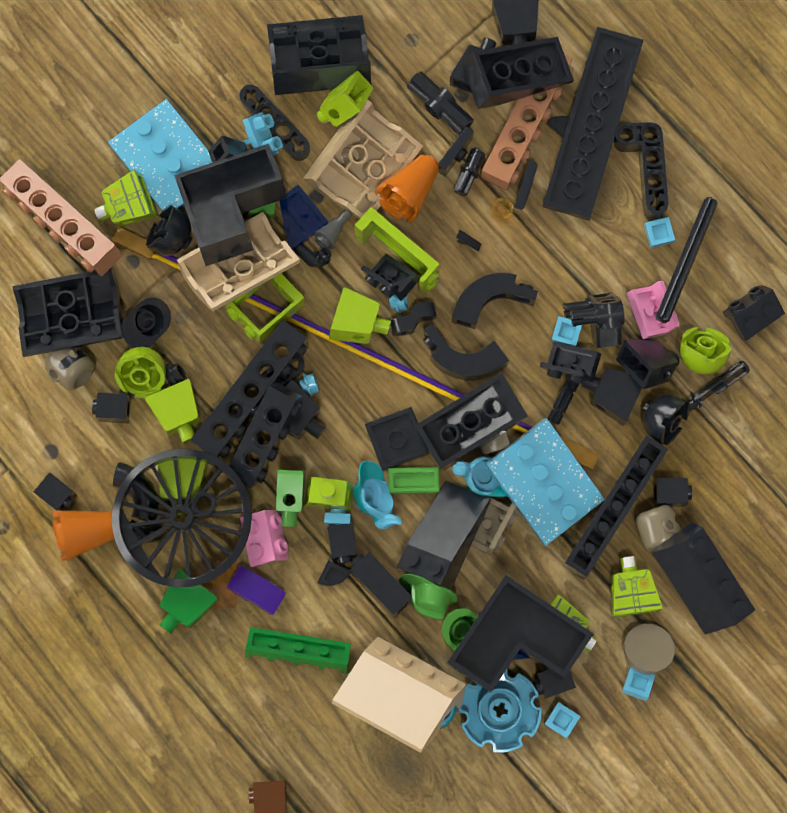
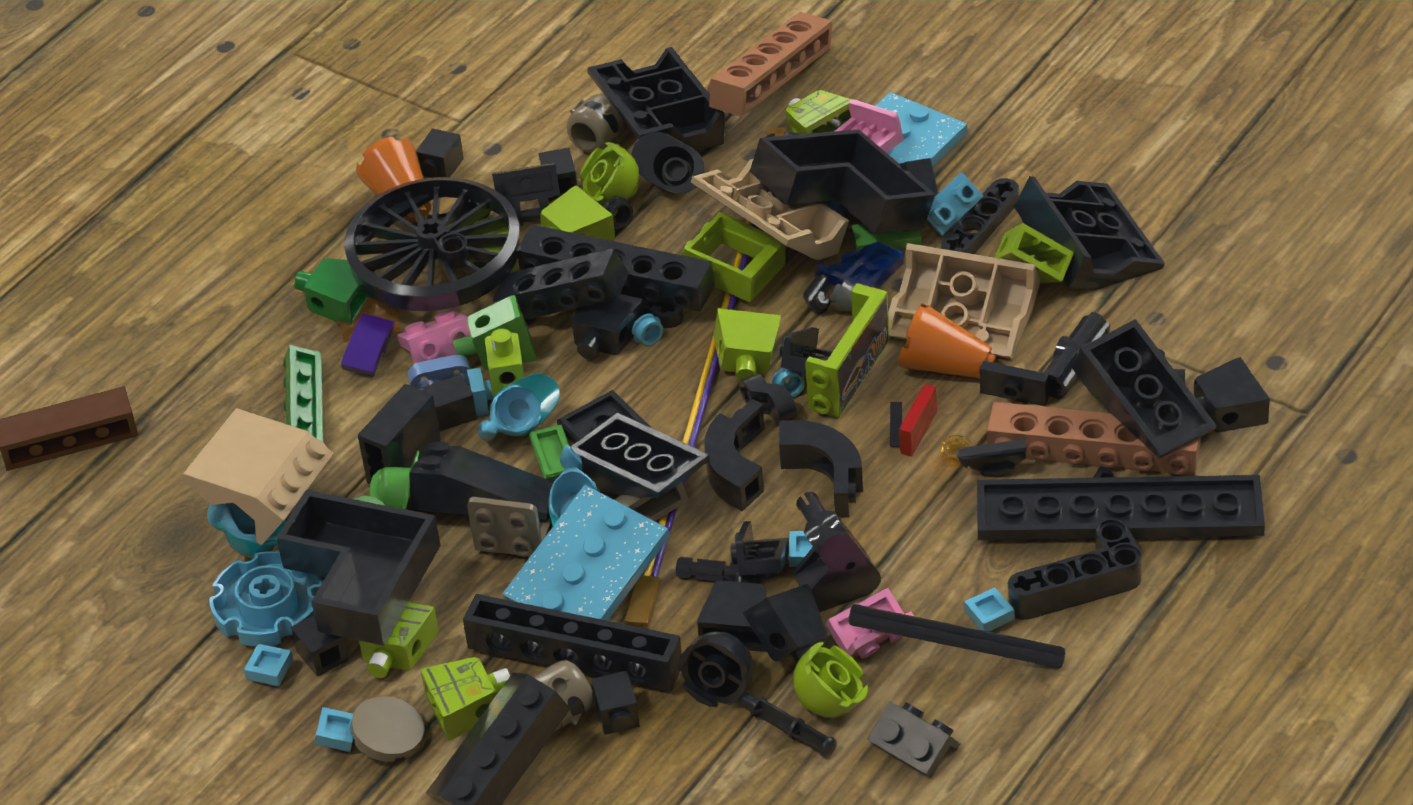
camera: 80 degrees right, 35 degrees down
(136, 435) = (526, 185): none -> black plate
(160, 171) = (876, 123): none -> bright pink bracket
(308, 543) = (438, 370): none -> medium blue beam
(469, 172) = (982, 402): black axle -> none
(470, 225) = (918, 420): none -> red tile

